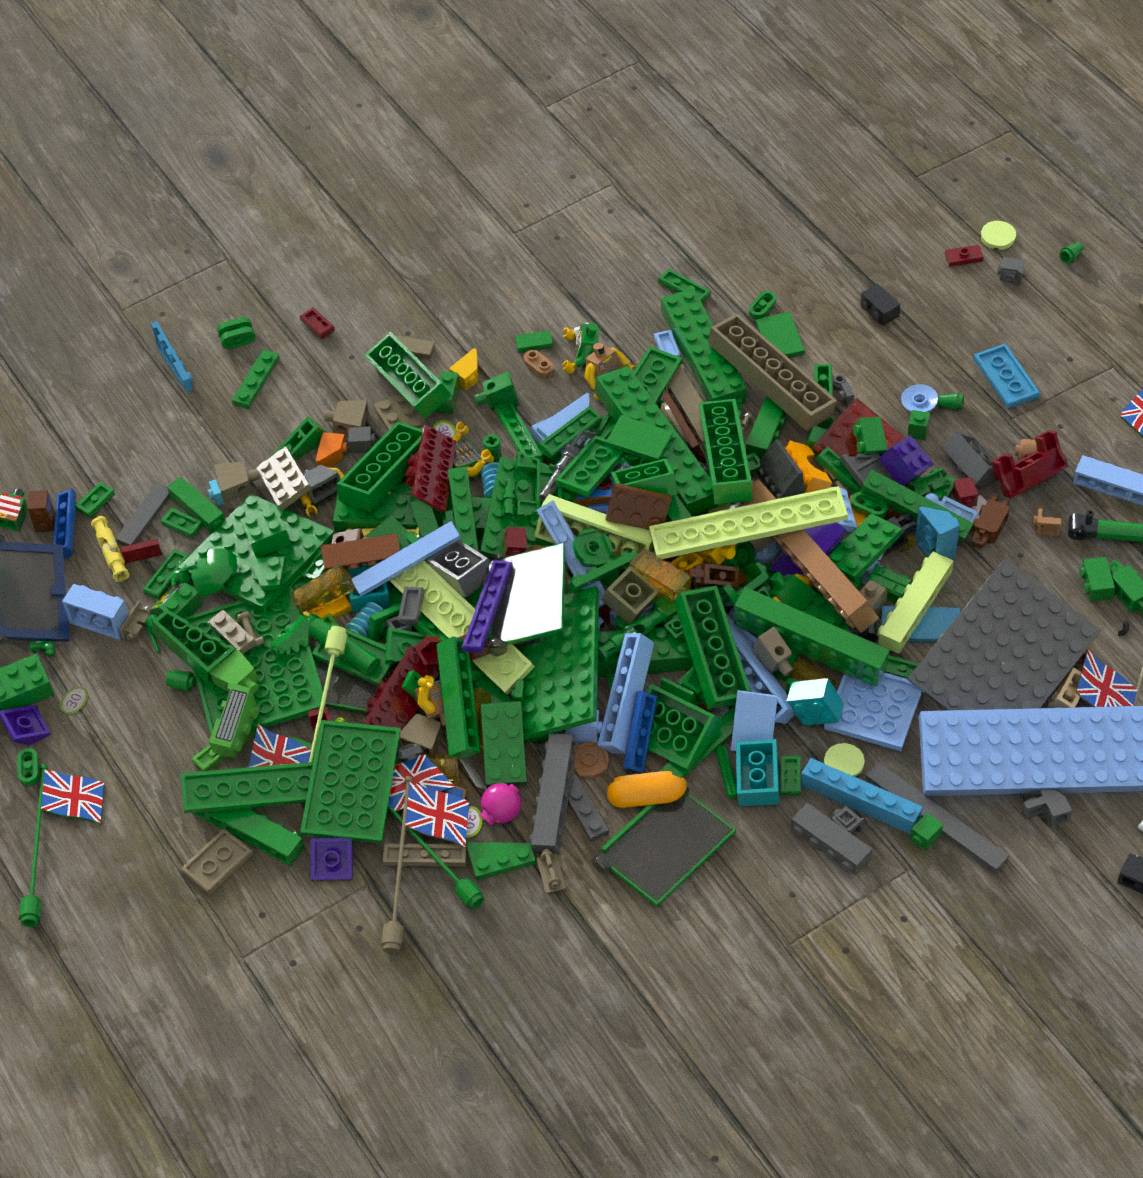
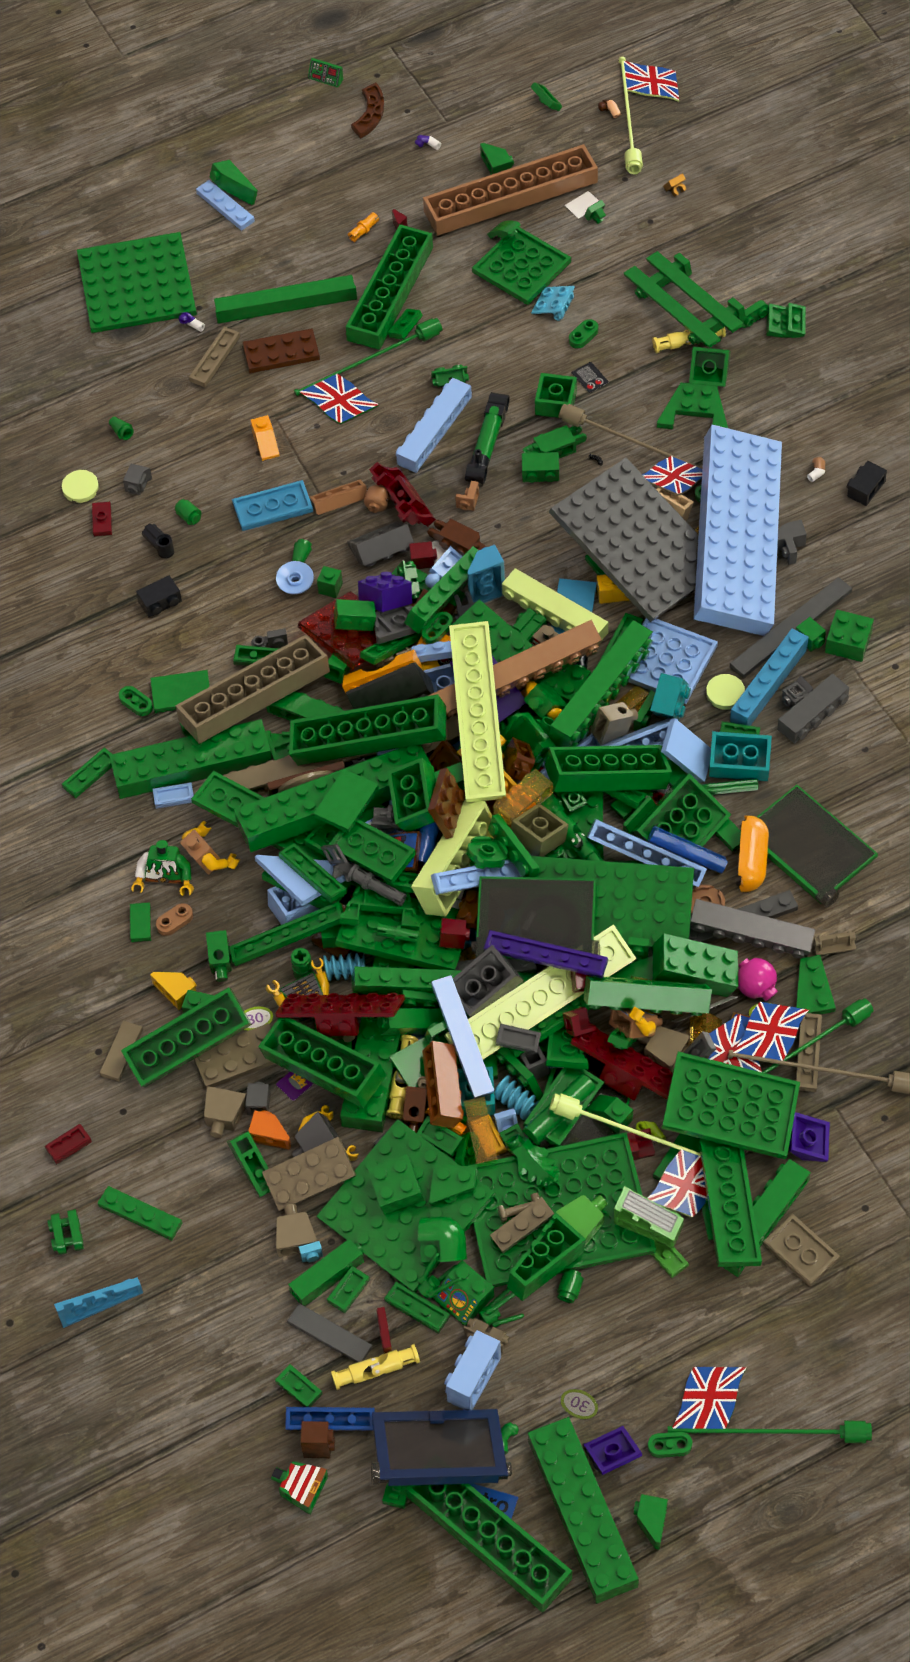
camera: 85 degrees left, 5 degrees up
(342, 615) = (505, 1119): none -> light blue plate
(347, 693) = (612, 1109): none -> green slope
(929, 867) = (849, 635): none -> green brick
(943, 296) = (159, 540): none -> black piece
(982, 312) = (188, 512): none -> green brick
(1024, 420) = (338, 497): none -> medium nougat slope
(1083, 356) = (264, 437): none -> light orange slope

